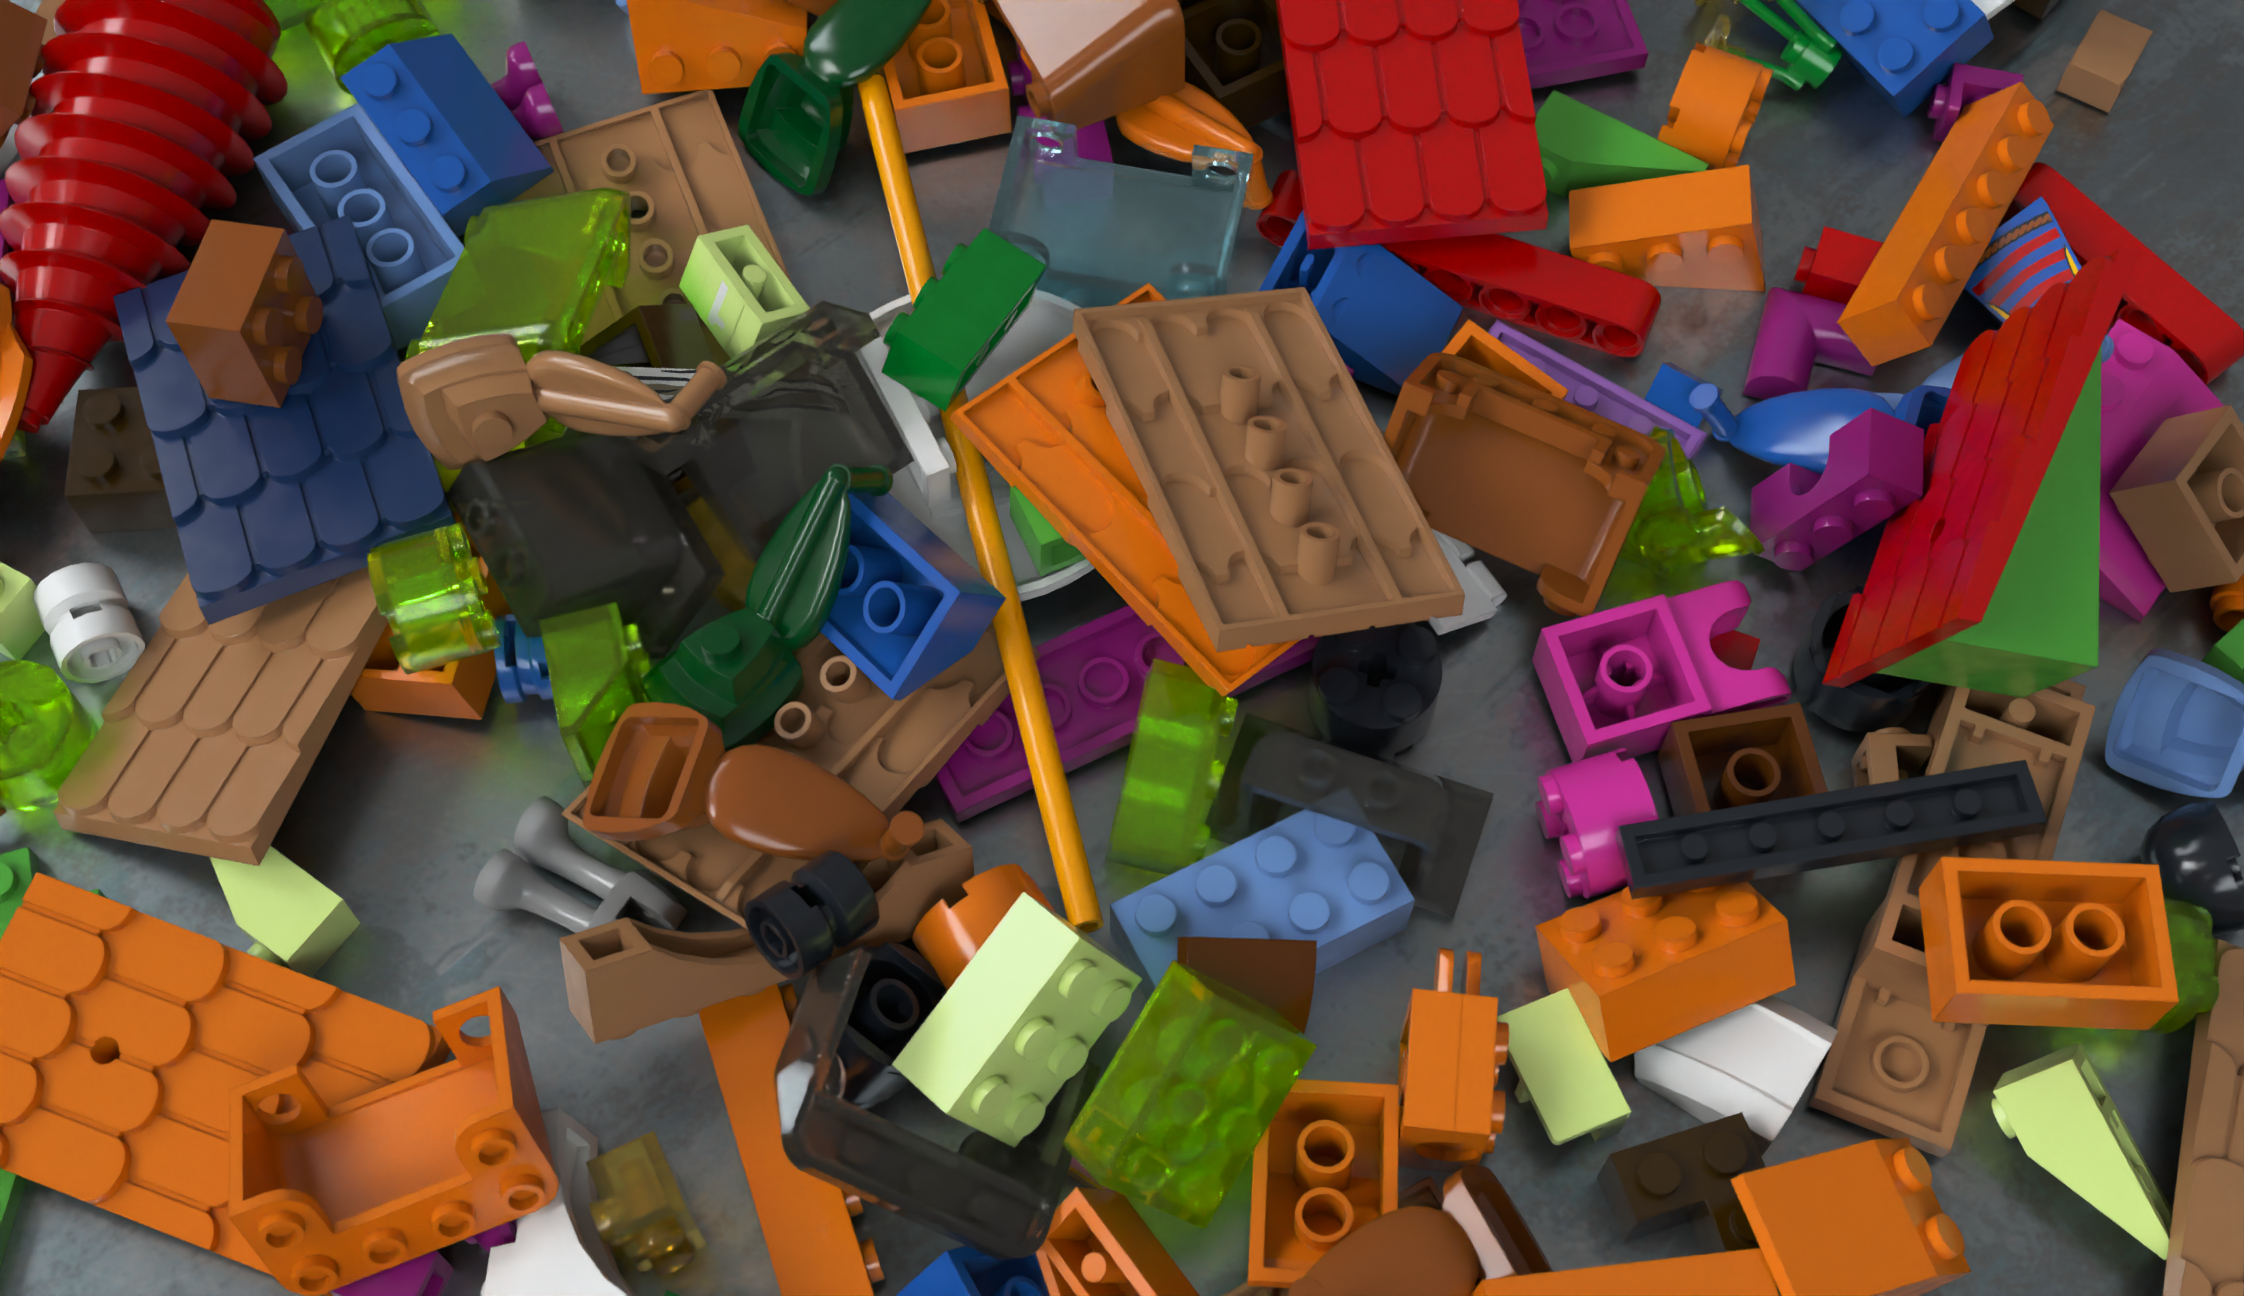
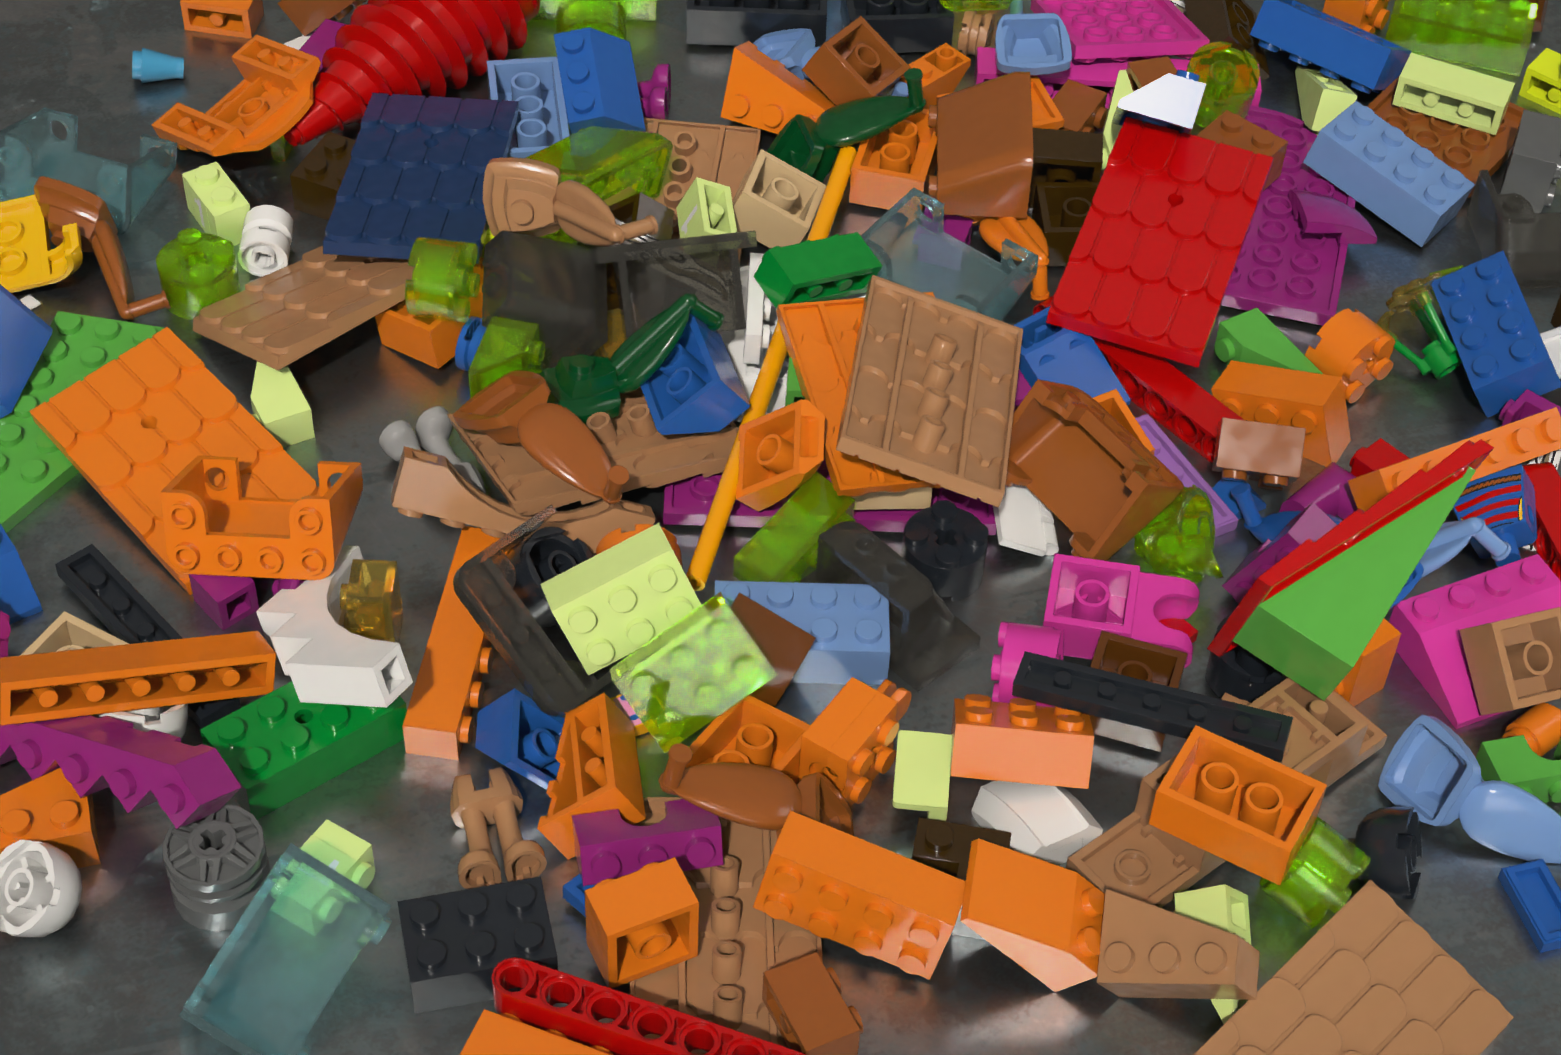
camera: 25 degrees right, 15 degrees down
(245, 313) = (430, 112): dark orange brick -> none
(806, 918) = (532, 492): black wheel -> none
(817, 212) = (776, 201): none -> tan brick
(1097, 658) = (779, 453): none -> orange slope
(1703, 327) = (1259, 450): none -> brick
(2059, 1202) = (1170, 955): none -> medium nougat wedge

